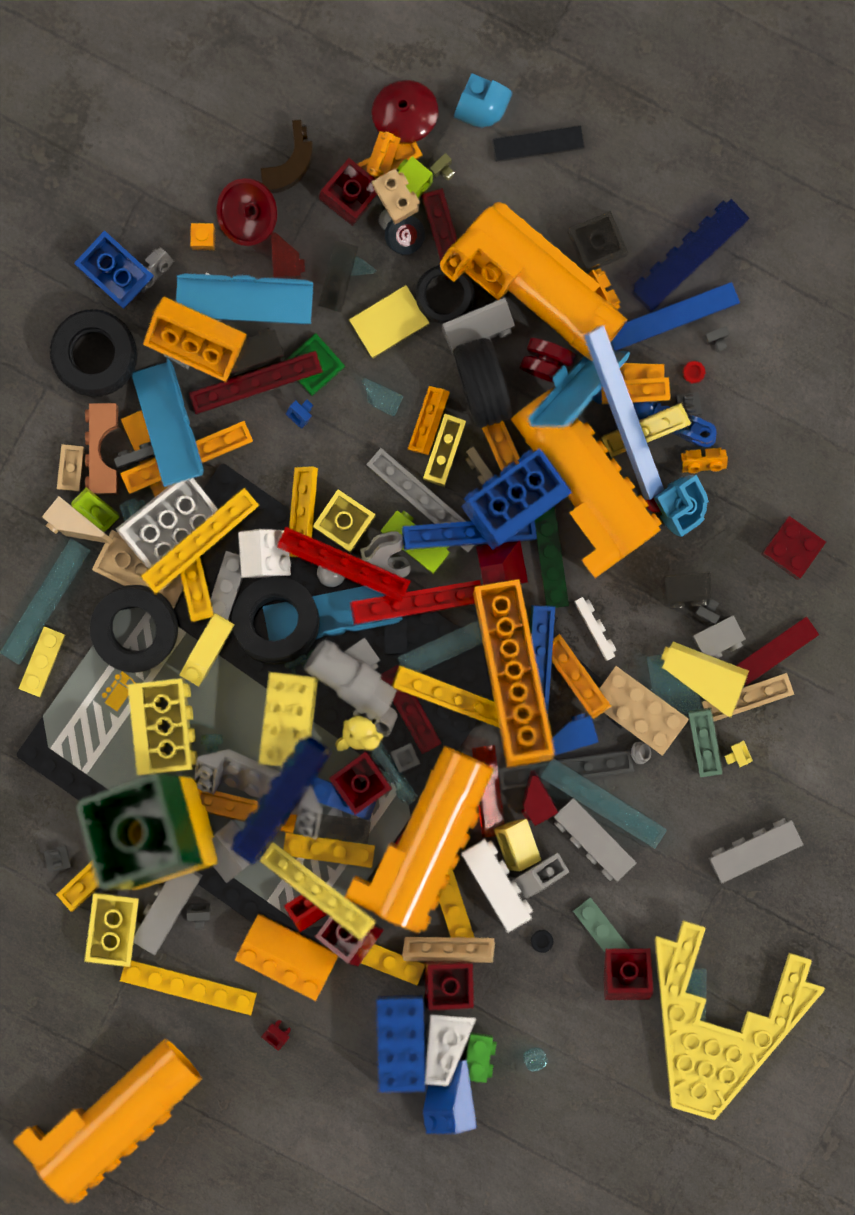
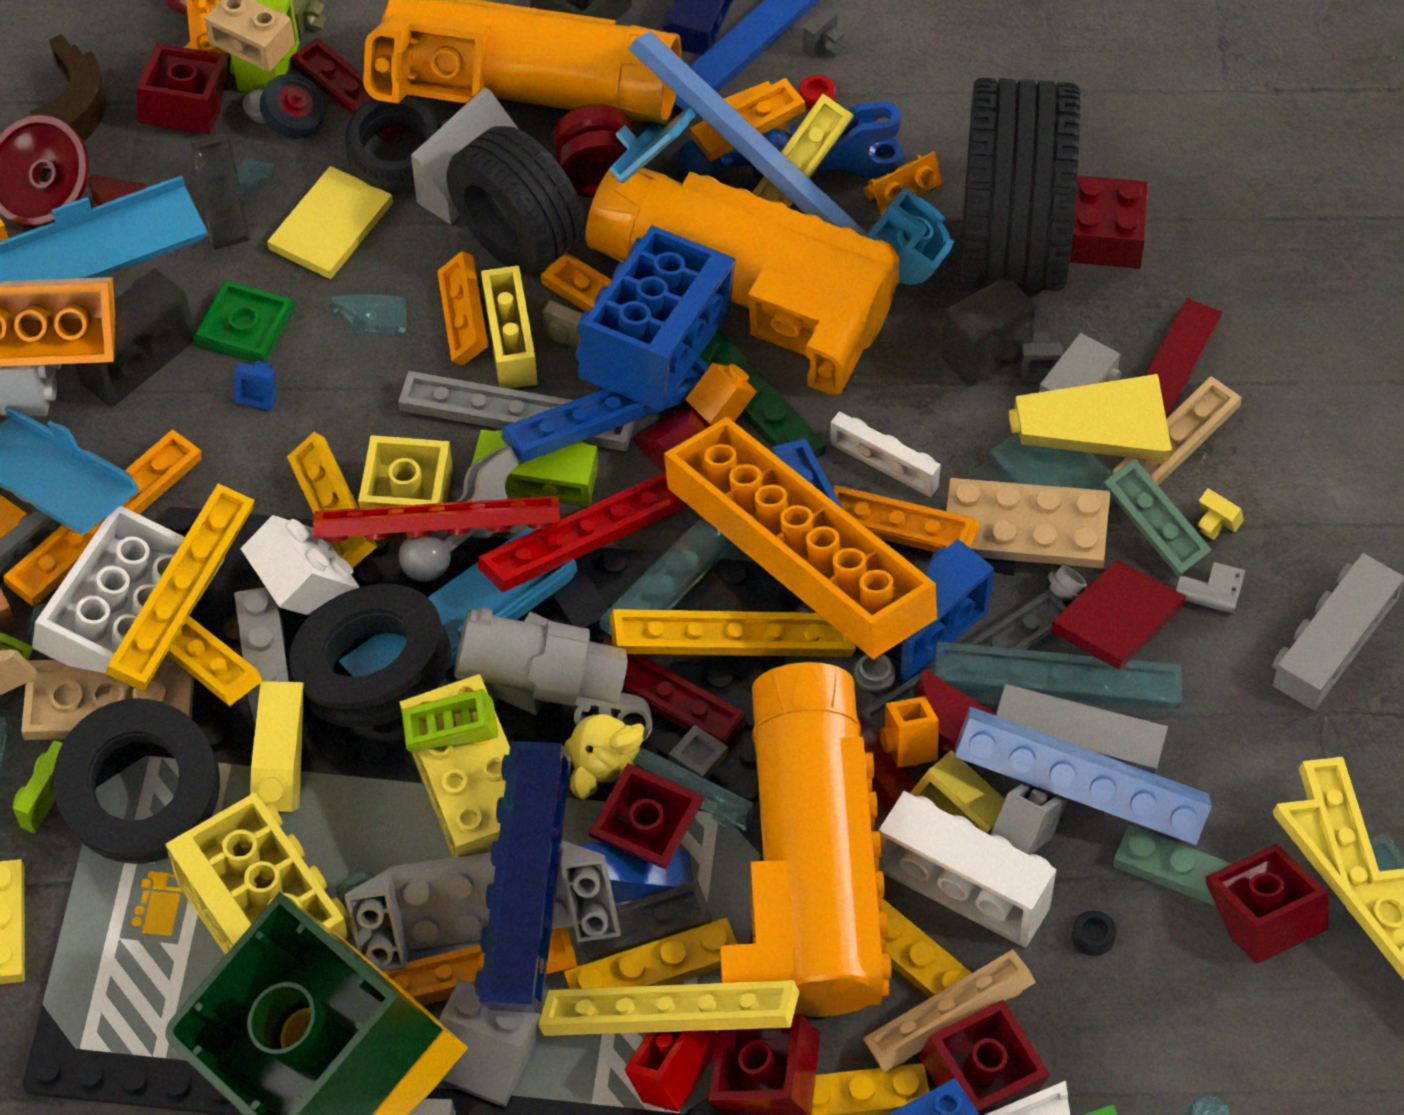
camera: 30 degrees left, 30 degrees down
(83, 605) = (37, 798): none -> lime plate
(255, 382) = (167, 375): dark red tile -> none
(303, 708) = (467, 733): none -> lime slope
(512, 799) = (910, 732): none -> light orange brick
(530, 551) = (721, 393): none -> light orange brick
(577, 869) = (1083, 775): none -> medium blue brick
(653, 785) = (1118, 614): none -> dark red tile
(713, 794) = (1218, 590): none -> light grey piece
(745, 526) = (1020, 183): none -> black tyre

